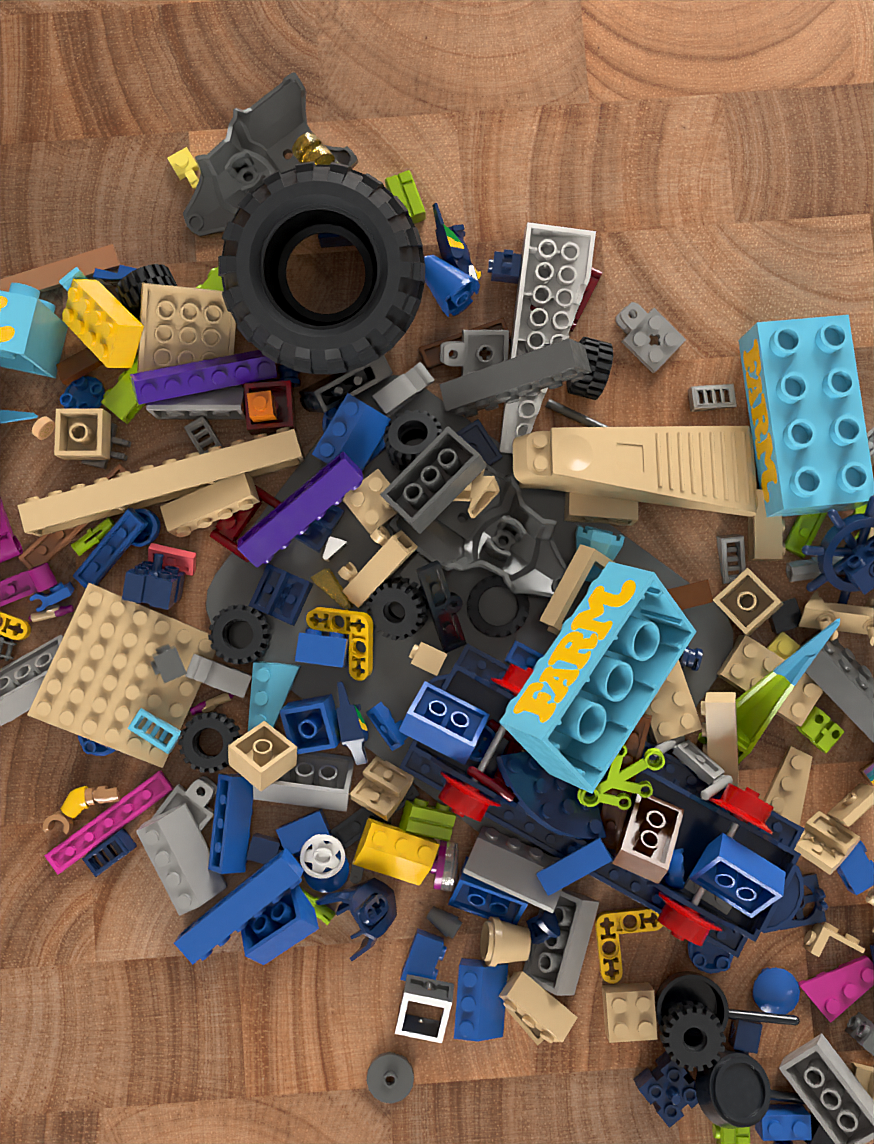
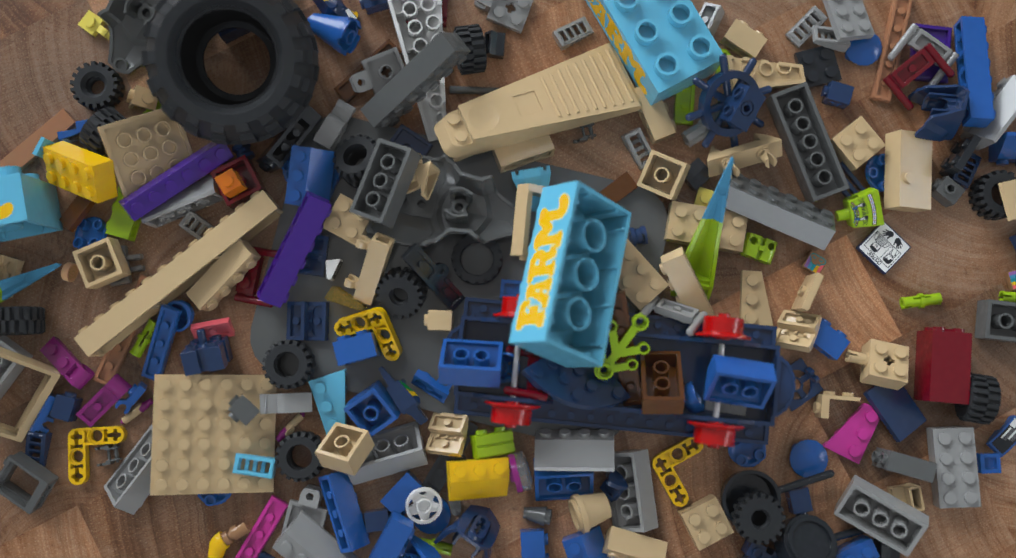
camera: 25 degrees left, 0 degrees up
(156, 220) = (85, 80): none -> black tyre
(203, 269) = (142, 98): none -> tan bracket
(574, 866) = (615, 429): blue tile -> none
(620, 373) = (494, 44): none -> black piece
(676, 521) = (585, 137): none -> dark grey piece

